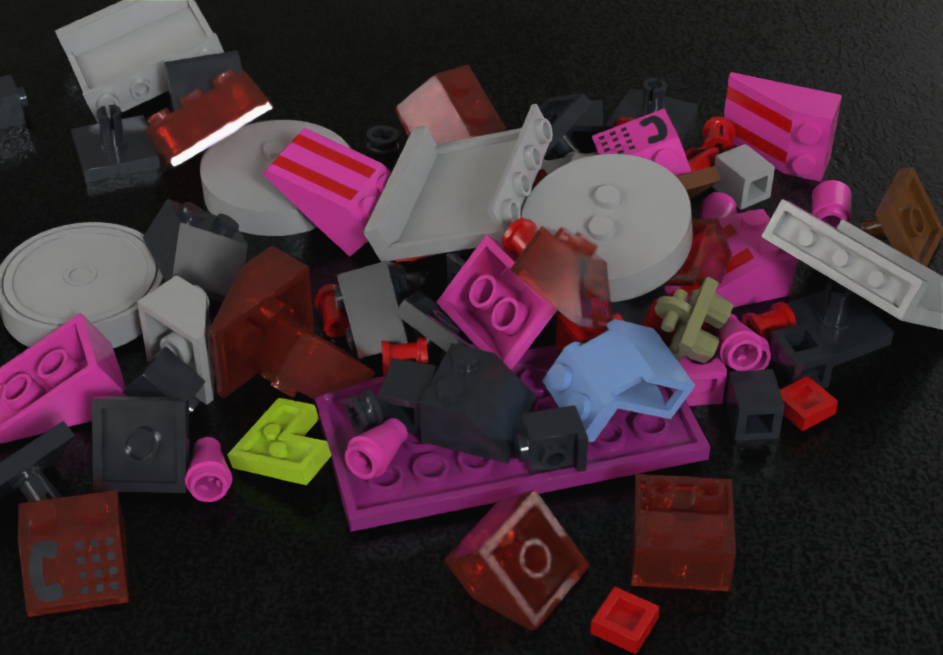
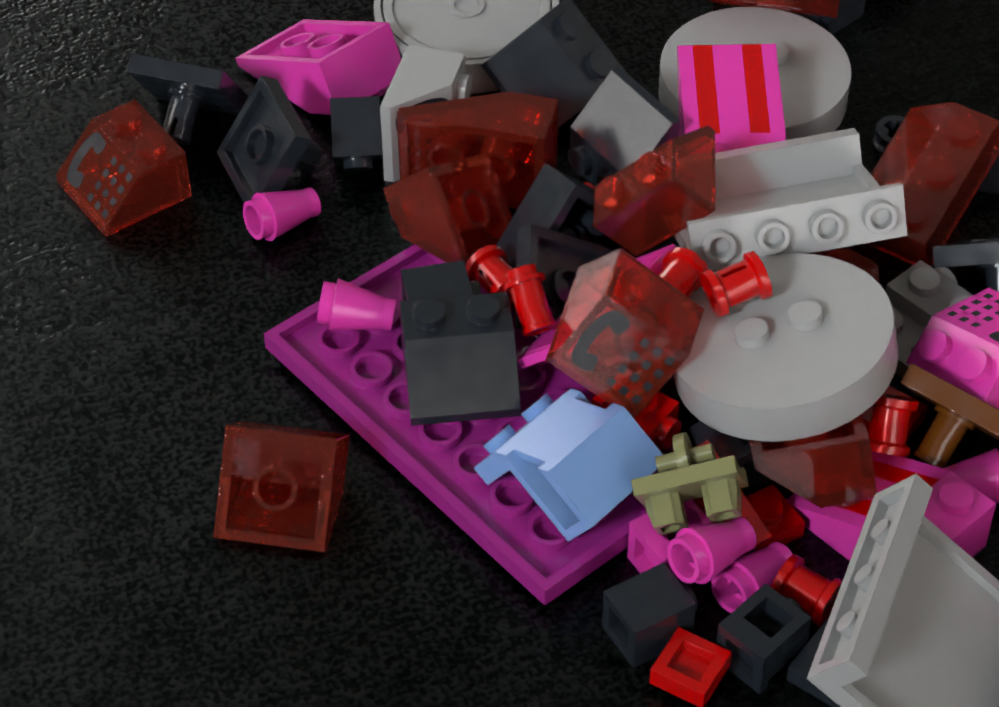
camera: 65 degrees right, 5 degrees up
(279, 446) = (330, 241): lime plate -> none
(313, 234) = (618, 128): none -> slope
(363, 411) = (388, 276): black bush -> none
(415, 225) = (659, 192): none -> clear red slope
(468, 332) = (530, 299): none -> red pin
(552, 440) = (443, 439): black brick -> none
(565, 213) = (736, 284): none -> red bush
(625, 620) = (249, 600): red plate -> none
(683, 533) = (390, 603): clear red slope -> none

